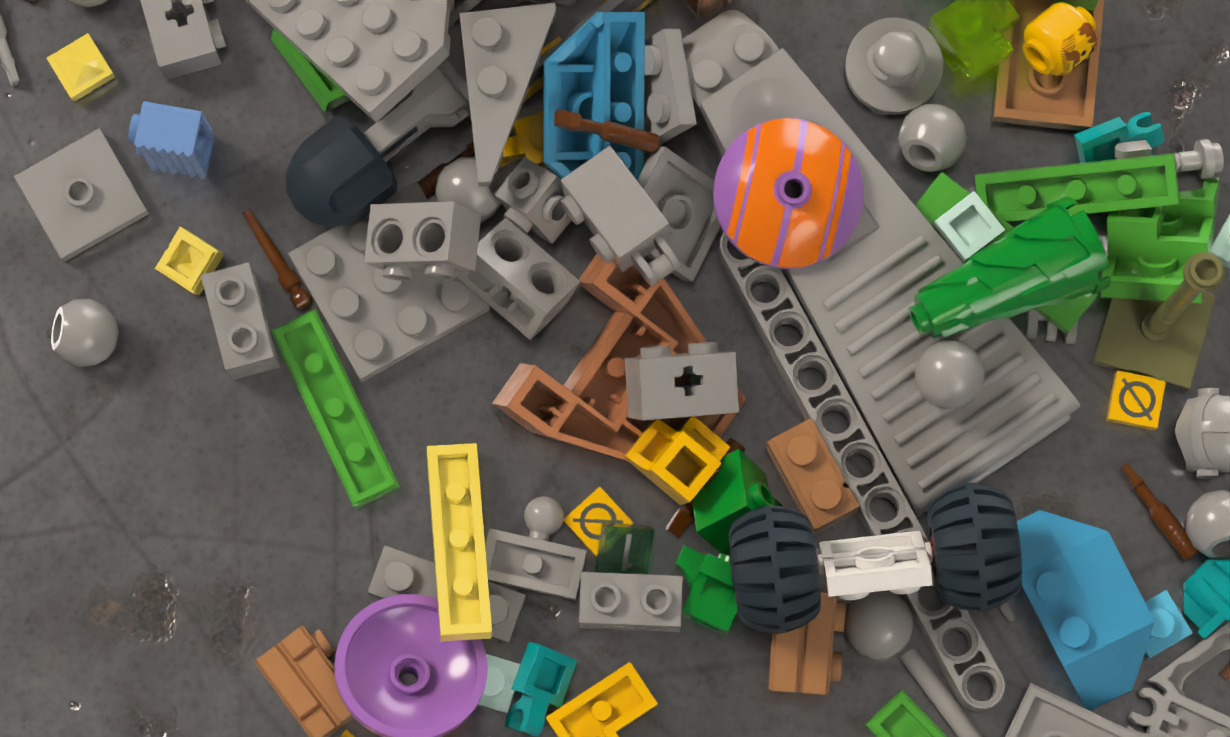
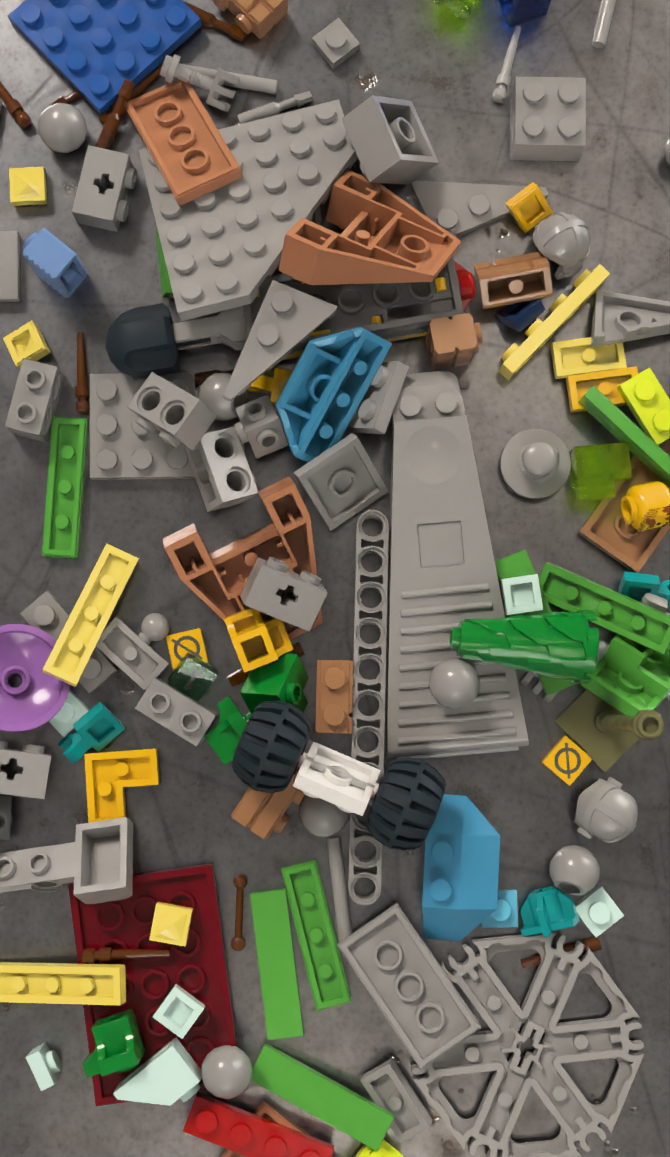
camera: 25 degrees right, 5 degrees up
(608, 131) = (325, 407): reddish brown piece -> none
(619, 216) = (301, 466): light grey brick -> none
(763, 218) = (390, 510): orange dish -> none
(933, 137) = (533, 523): light grey piece -> none
(1161, 515) = (541, 841): reddish brown piece -> none

